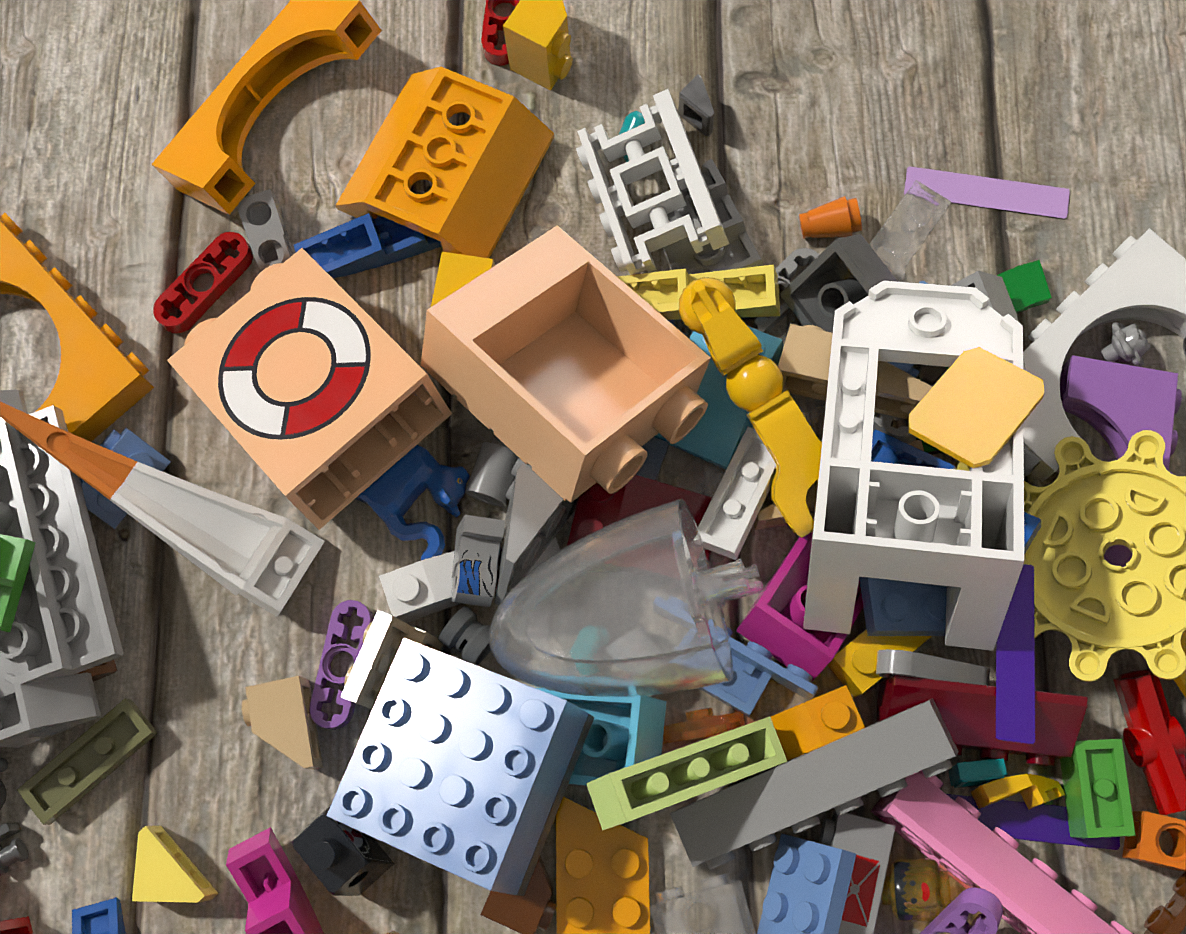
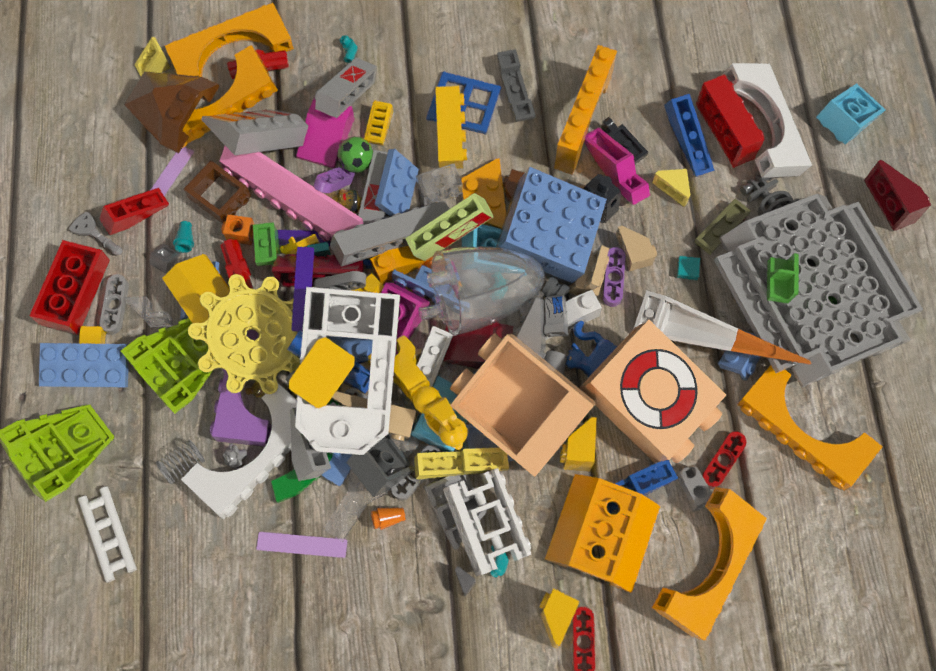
camera: 170 degrees right, 5 degrees down
(183, 673) = (688, 268): none -> teal tile

